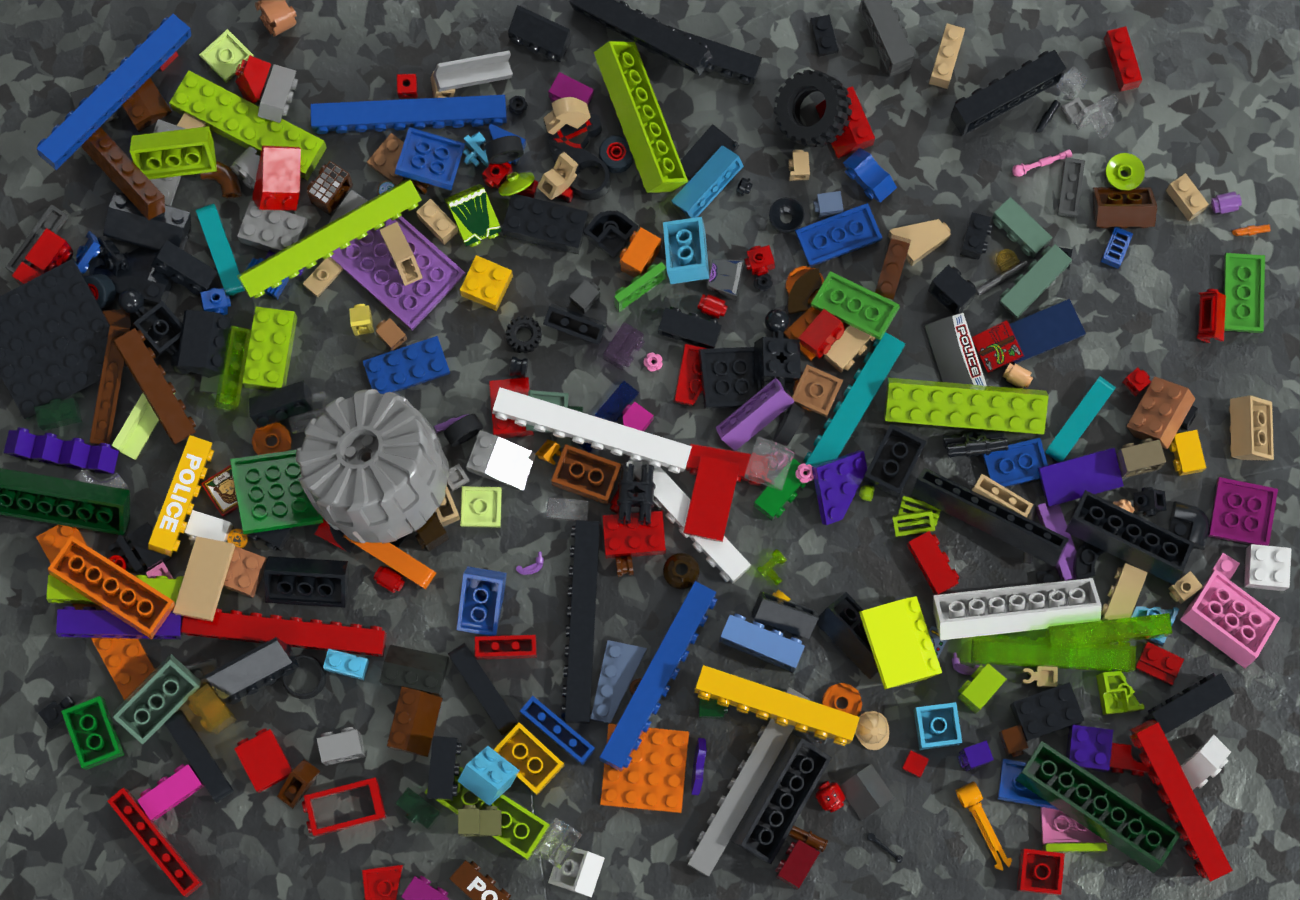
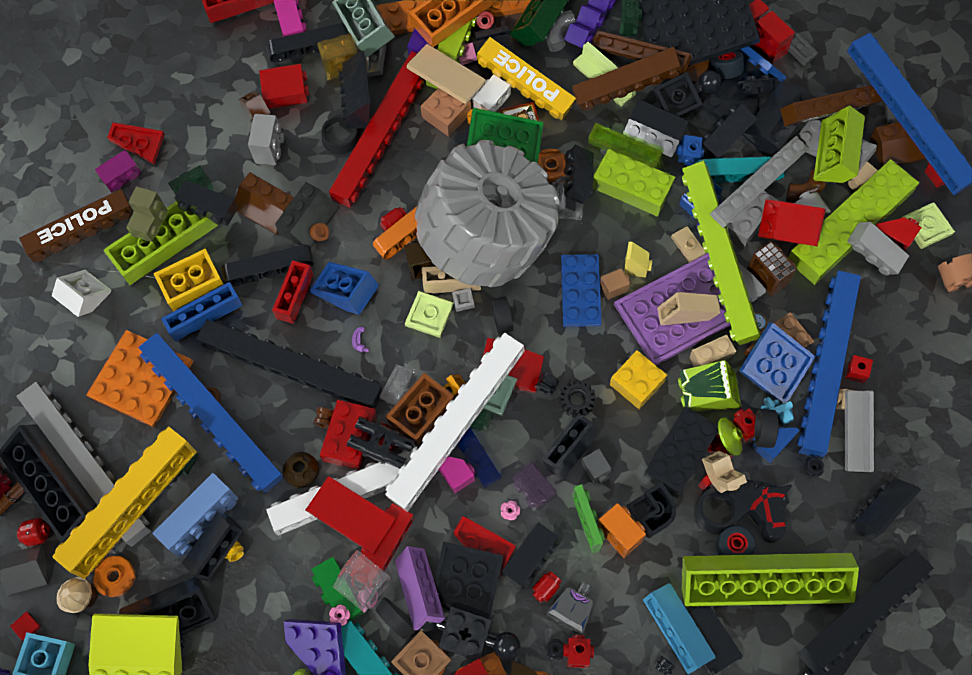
camera: 115 degrees right, 10 degrees down
(238, 220) = (759, 181): none -> light grey plate
(306, 581) = (418, 156): black slope -> none
(346, 664) = (332, 164): medium azure brick -> none
(376, 797) = (219, 158): red window -> none
(427, 650) = (319, 231): none -> dark orange tile
(443, 426) = (515, 312): medium lavender piece -> none
(488, 775) = (183, 236): medium azure brick -> none
(500, 460) = (463, 341): slope -> none
(557, 843) = (108, 282): clear brick -> none
(566, 111) = (791, 504): tan brick -> none
(568, 87) = (812, 521): magenta brick -> none
(616, 673) = (234, 382): sand blue wing -> none
(686, 250) = (610, 576): medium azure brick -> none
(698, 766) = (117, 422): dark purple tile -> none
(766, 569) = (267, 549): clear neon green piece -> none

